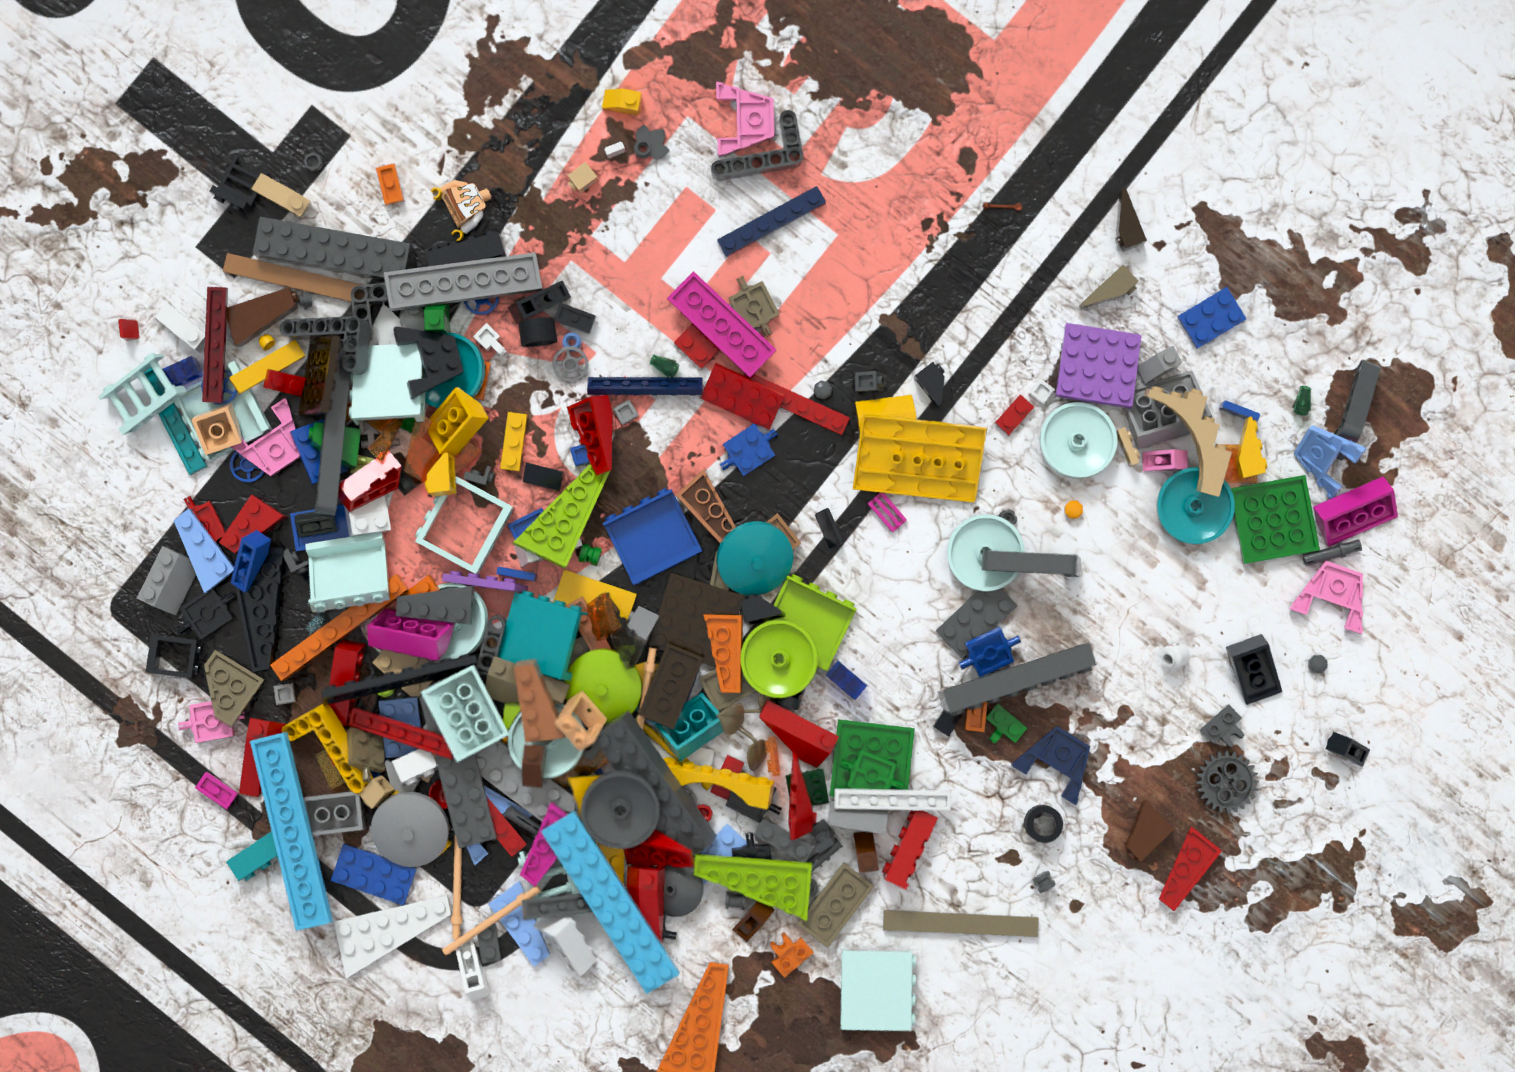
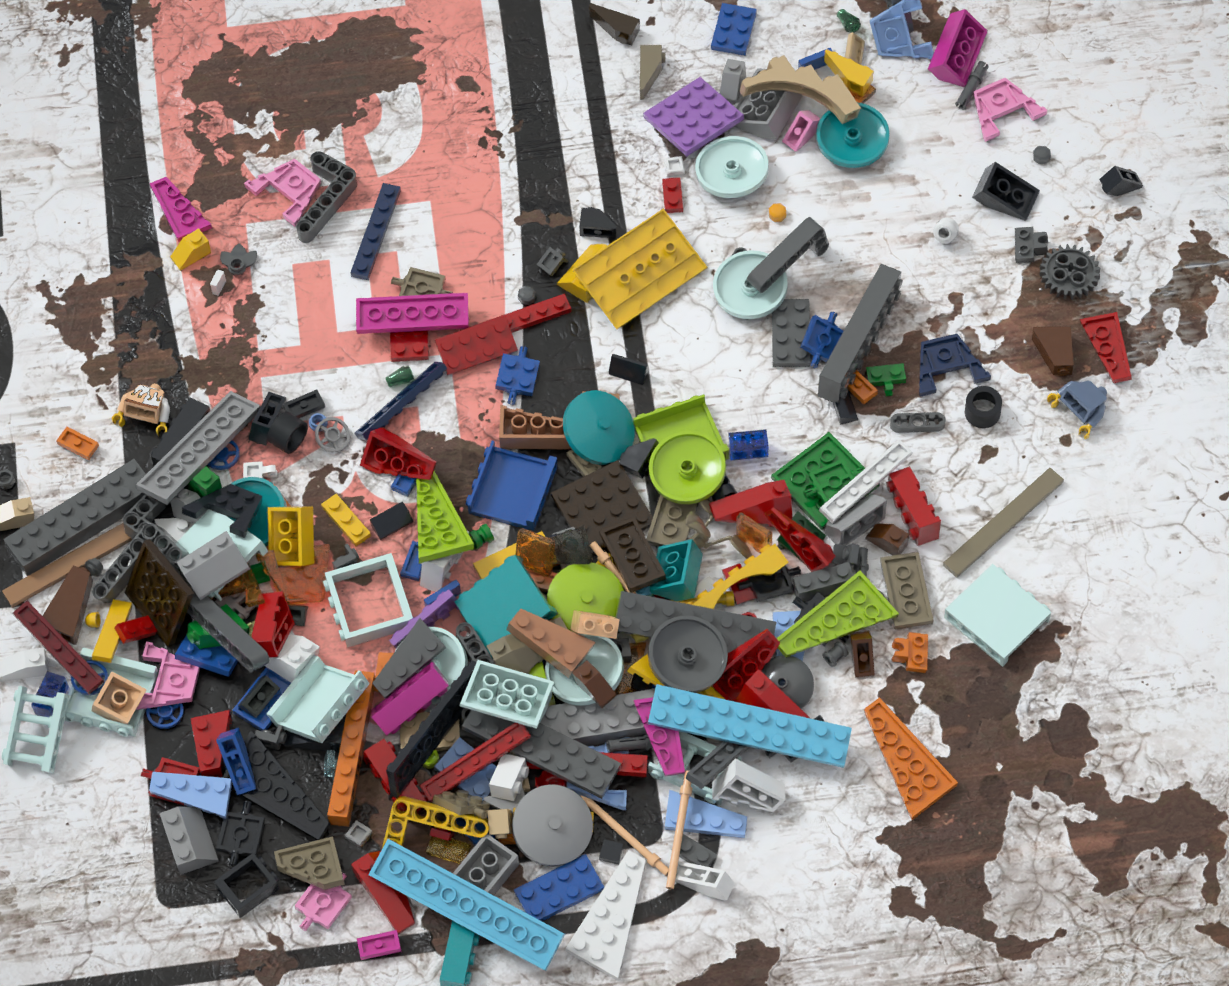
camera: 45 degrees left, 25 degrees down
(178, 430) = (85, 738): teal tile -> none
(367, 400) = (213, 565): none -> light grey slope
(435, 883) = (611, 851): none -> black tile
(441, 477) = (320, 577): yellow slope -> none
(582, 178) = (213, 318): tan brick -> none
(625, 412) = (406, 430): light grey tile -> none
(646, 61) = (177, 209): none -> dark pink wing
(726, 643) = (640, 496): orange wing -> none
(892, 506) = (655, 323): dark pink tile -> none
(993, 797) = (903, 417): none -> dark grey beam
(1017, 207) = (532, 80): copper hinge -> none
(1044, 881) = (1026, 441): dark grey wheel -> none
(1118, 895) = (1084, 401): none -> sand blue torso
(1131, 454) = (770, 145): tan plate -> none
(1274, 519) = (914, 99): green plate -> none
(1277, 433) = (854, 48): none -> tan plate

